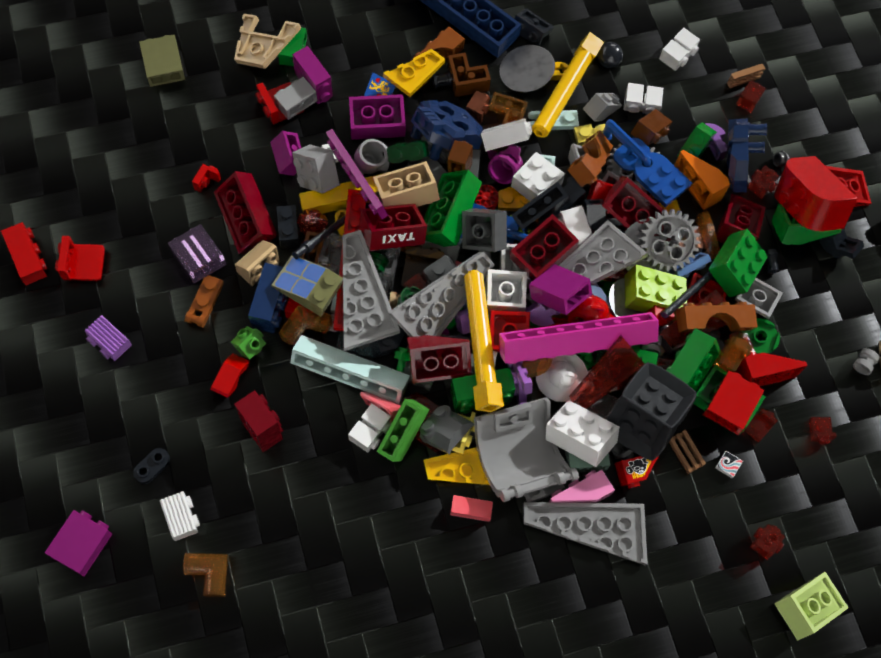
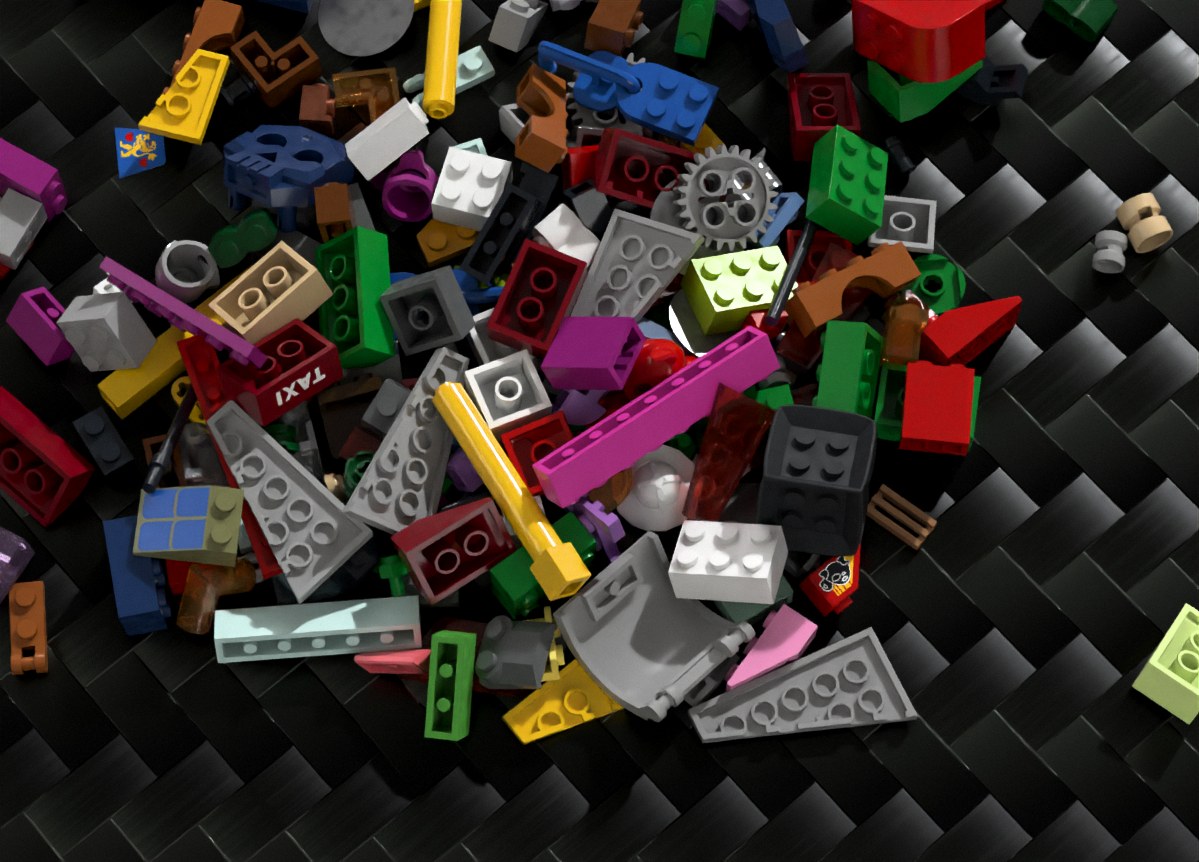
camera: 20 degrees left, 0 degrees up
(229, 374) = (130, 726): red slope -> none
(248, 342) = (135, 660): bright green brick -> none
(252, 263) = (81, 531): tan slope -> none
(259, 420) = (218, 774): dark red brick -> none
(312, 221) = (142, 420): clear red brick -> none
(374, 424) = (393, 713): white piece -> none
(377, 116) = (161, 200): magenta brick -> none
(471, 508) = (612, 757): coral slope -> none
(487, 197) = (405, 254): red wheel -> none
(583, 132) = (510, 75): light yellow plate -> none
(707, 181) = (743, 74): orange slope -> none
(708, 234) = (779, 159): clear orange brick -> none
(729, 464) = (972, 507): tile -> none
(761, 424) = (993, 423): clear red bracket -> none
(763, 181) = (829, 33): clear red brick -> none
(767, 541) = (1081, 596): clear red brick -> none
(821, 430) = (1088, 389): clear red bracket -> none

